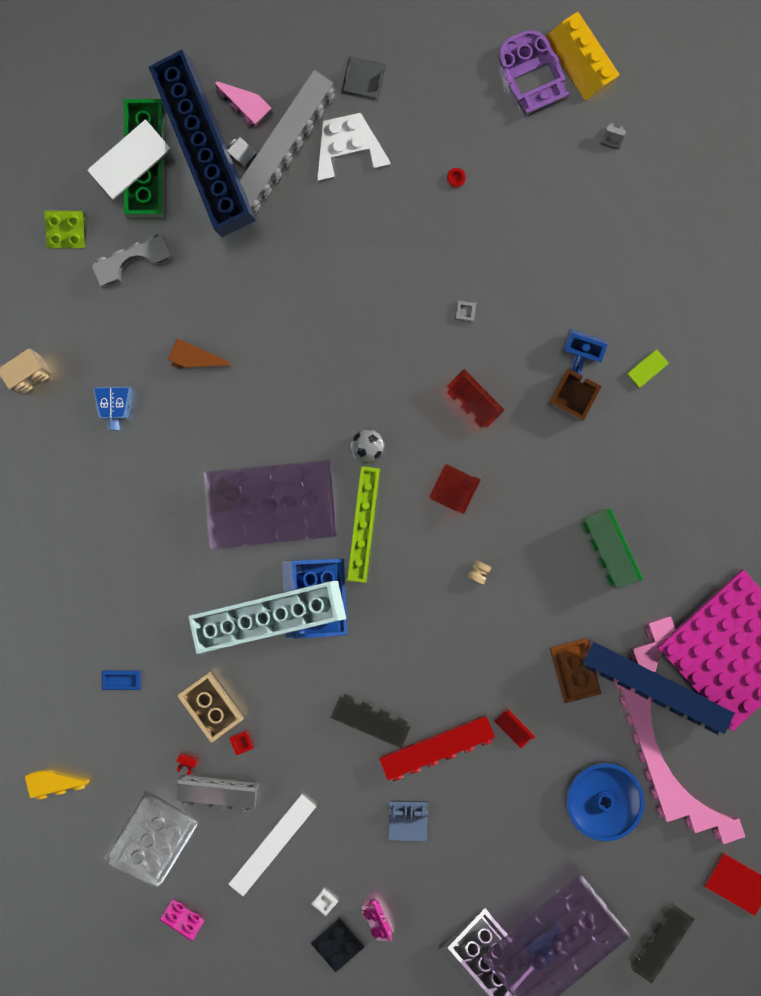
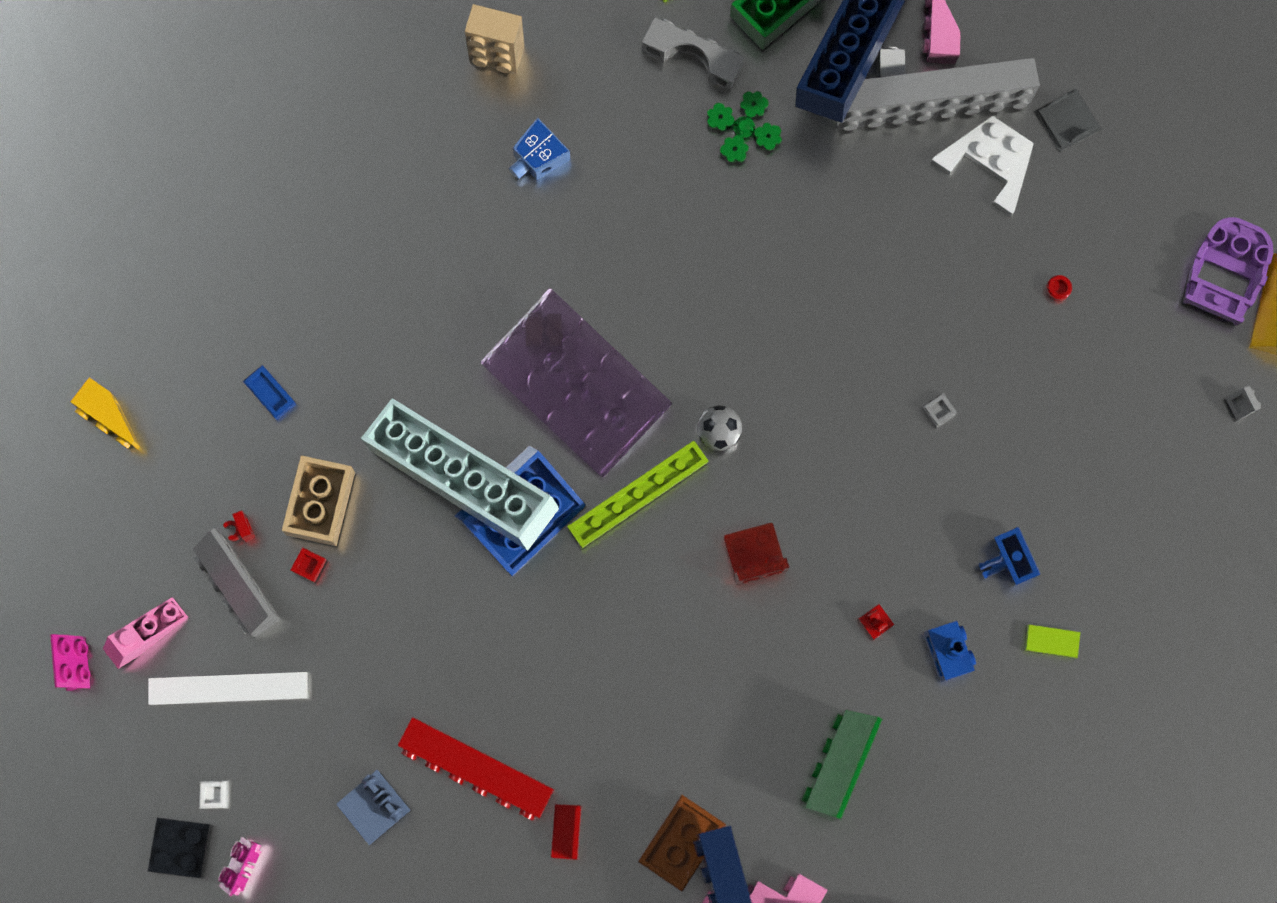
camera: 40 degrees right, 10 degrees down
(151, 840) = (129, 561): clear slope -> none
(192, 357) = (653, 189): dark orange slope -> none
(200, 865) = (143, 632): none -> bright pink slope
(202, 270) = (744, 126): none -> green plant
(371, 721) = (444, 676): clear smoke brick -> none
(474, 399) = (862, 492): clear red slope -> none
(479, 572) = (694, 652): tan wheel -> none
(551, 456) = (875, 622): none -> red tile
(573, 396) = (955, 588): reddish brown piece -> none
(603, 430) = (950, 651): none -> blue brick

